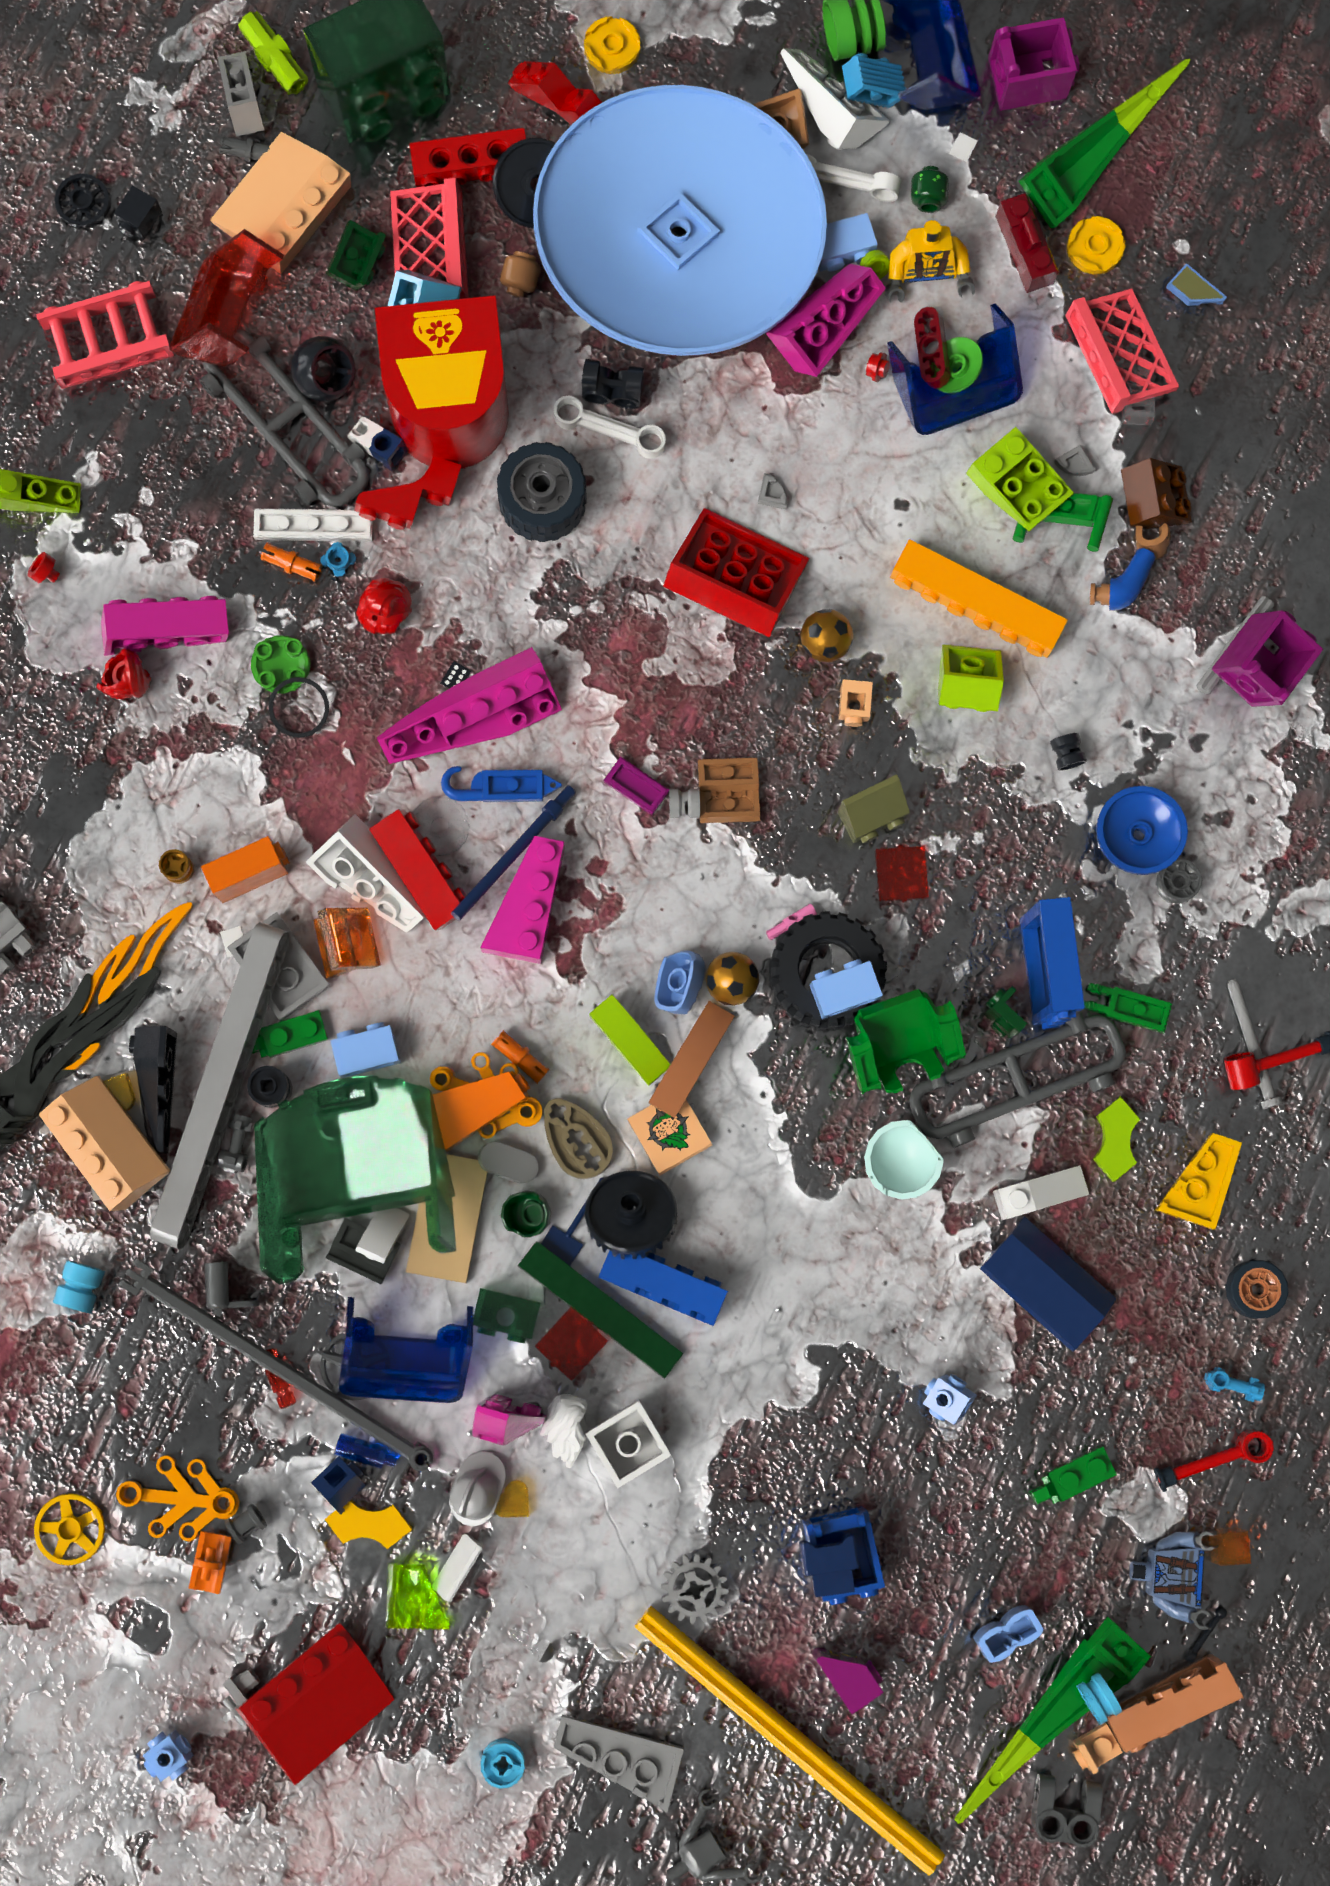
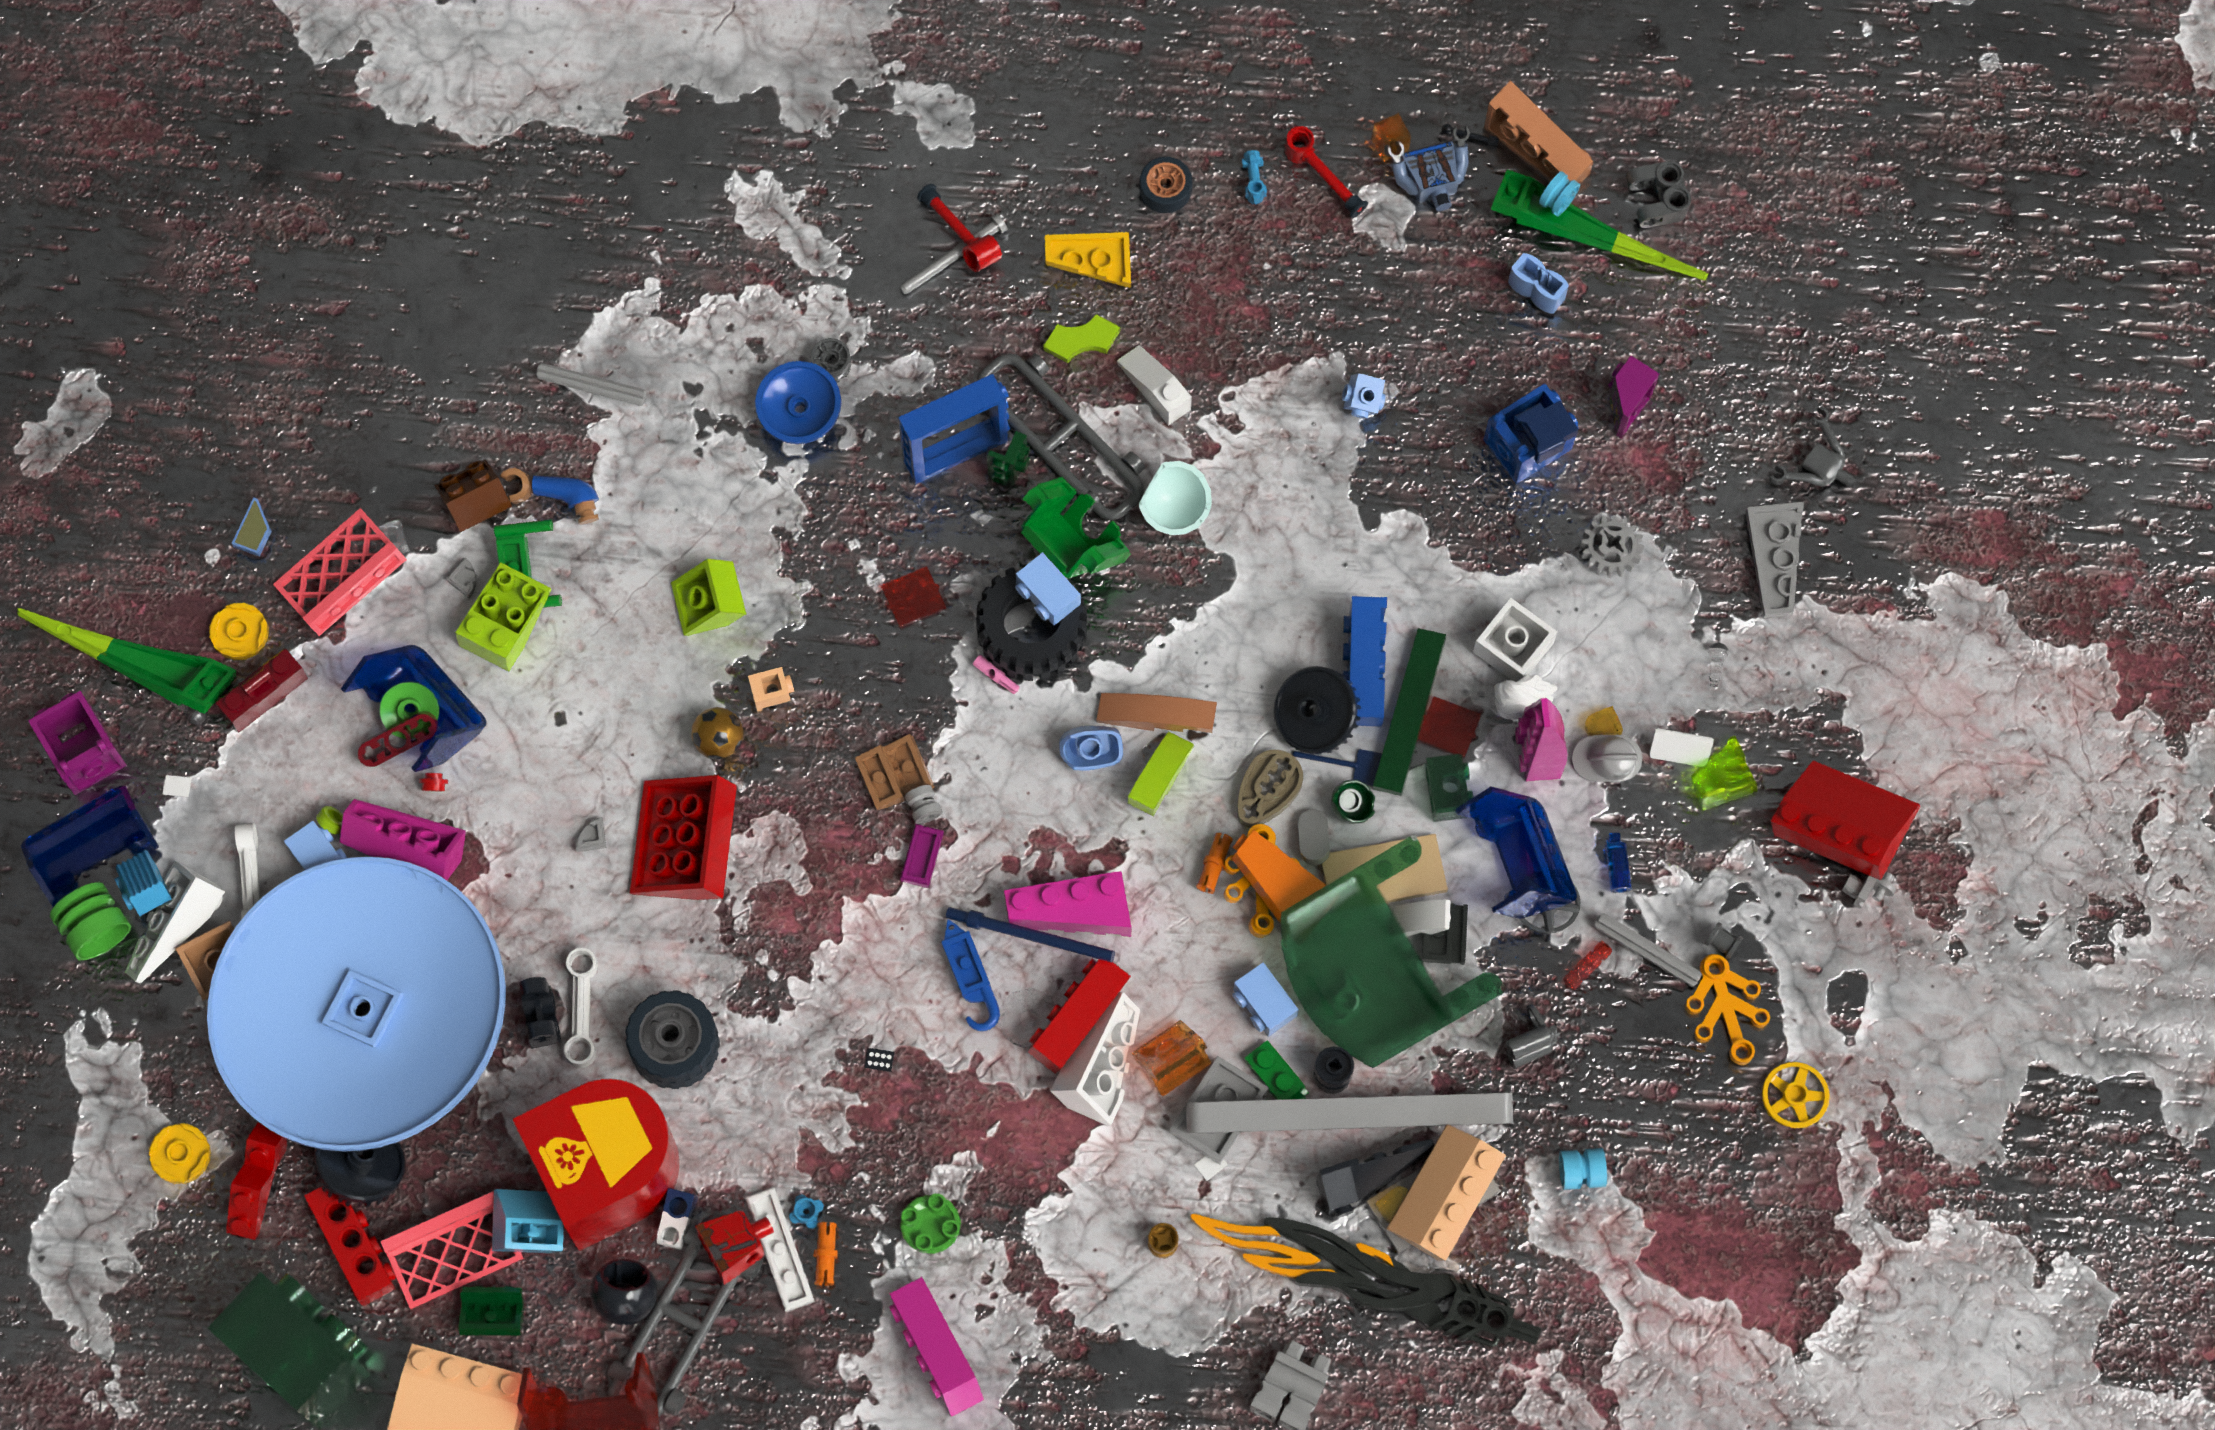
camera: 105 degrees left, 10 degrees down
(125, 676) = (1010, 1363): red hair -> none
(173, 1745) = (1938, 933): light blue brick -> none
(210, 1562) = (1769, 955): orange hips -> none
(232, 1159) = (1411, 1080): dark grey bar -> none
(246, 869) = (1142, 1168): orange brick -> none
(268, 1445) = (1648, 950): none -> light grey axle
(273, 1364) = (1577, 967): dark grey hinge -> none
(293, 734) = (969, 1164): black piece -> none
(326, 476) = (733, 1242): none -> red torso
(339, 1483) = (1645, 877): dark blue brick -> none
(383, 1525) = (1673, 826): yellow tile -> none
(384, 606) = (837, 1148): red hair -> none
(399, 503) = (731, 1165): red arch -> none
(475, 710) = (905, 1021): dark pink wedge -> none
(514, 1756) = (1818, 659): medium azure wheel -> none
(520, 274) = (455, 1147): medium nougat head -> none
(669, 1139) = (1236, 710): light nougat slope -> none
(732, 978) = (1070, 702): pearl gold piece -> none
(790, 1740) = (1700, 430): yellow axle -> none
(874, 810) = (866, 635): olive slope -> none
(928, 256) = (308, 772): yellow torso -> none
(929, 189) = (235, 797): dark green head -> none
(978, 599) = (630, 616): light orange brick -> none
(1048, 1284) = (1231, 350): dark blue slope -> none
(1068, 751) = (746, 490): black wheel -> none
(1075, 1476) = (1385, 278): green hinge -> none
(1096, 1748) = (1600, 189): light nougat bracket -> none
(1131, 1007) = (960, 357): green hinge -> none
(1255, 671) = (600, 346): magenta container -> none

